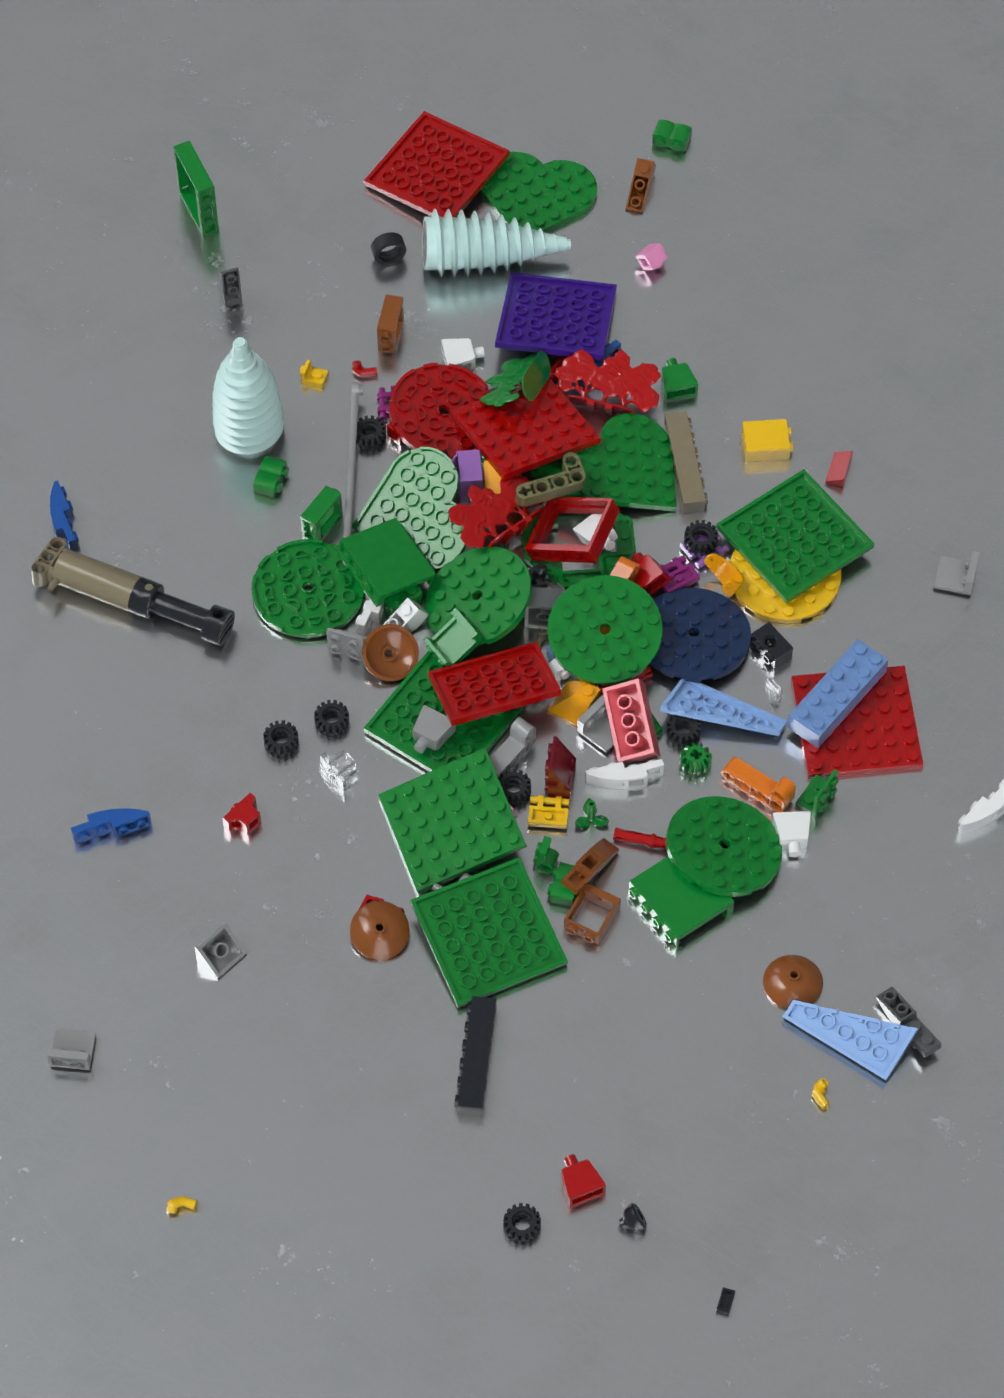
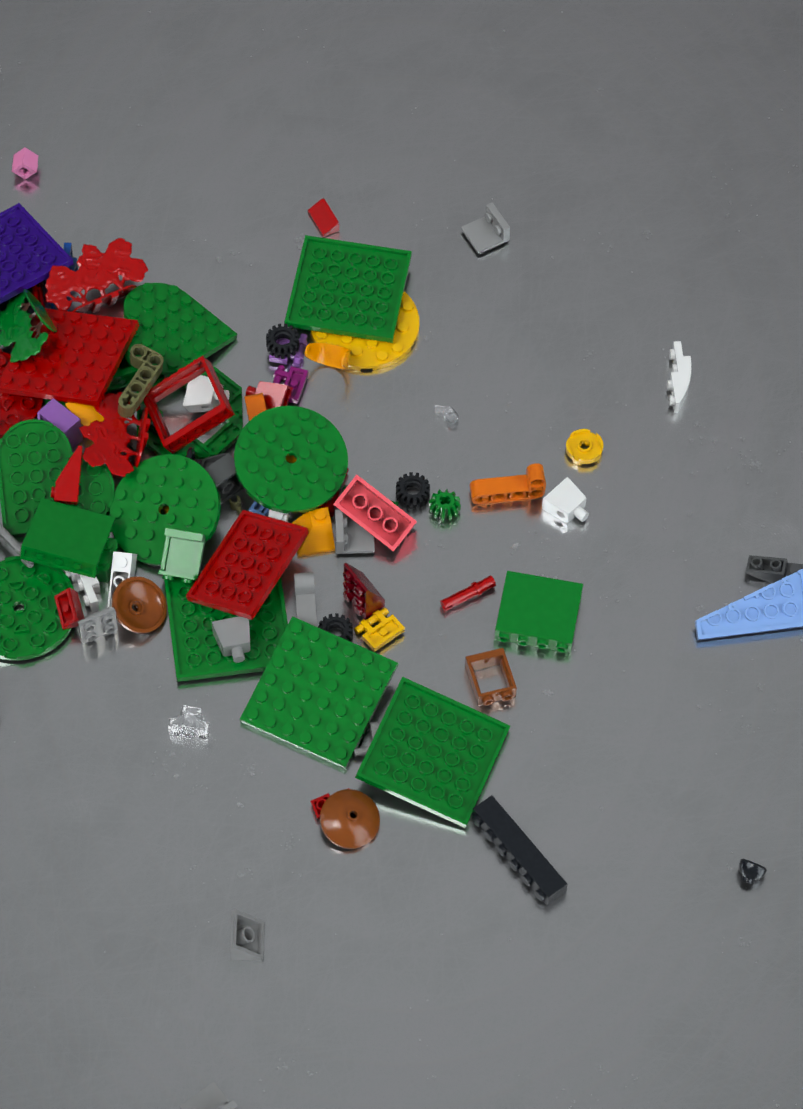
camera: 45 degrees left, 0 degrees up
(116, 820) = (57, 906): blue slope -> none
(243, 815) = (153, 819): red brick -> none
(280, 748) = (122, 748): black tyre -> none
(331, 708) = (143, 701): black tyre -> none
(340, 615) = (69, 608): none -> red slope
(428, 520) = (68, 483): none -> red slope
(522, 1235) = (676, 954): black tyre -> none
(545, 856) = (414, 663): green plate -> none
(558, 892) = (449, 671): green brick -> none
(581, 1181) = (687, 876): red torso -> none
(589, 810) = (413, 606): green plant -> none
(589, 864) = (457, 642): dark orange slope -> none
(618, 777) = (404, 561): white slope -> none
(678, 381) = (143, 239): green torso -> none
(685, 464) = (209, 295): dark tan brick -> none
(710, 705) = (411, 459): light blue wing -> none
(721, 637) = (369, 399): dark blue plate -> none
(732, 872) = (555, 567): green plate -> none
(766, 440) = (251, 236): yellow brick -> none
(769, 636) = (419, 376): black brick -> none
(783, 989) = (675, 618): dark orange dish -> none
(817, 793) = (556, 460): green bracket -> none
(819, 1091) = (777, 672): yellow arm -> none
(837, 693) = (499, 377): medium blue brick -> none
(858, 810) = (584, 456): none -> yellow plate
(873, 736) = (525, 390): red plate -> none

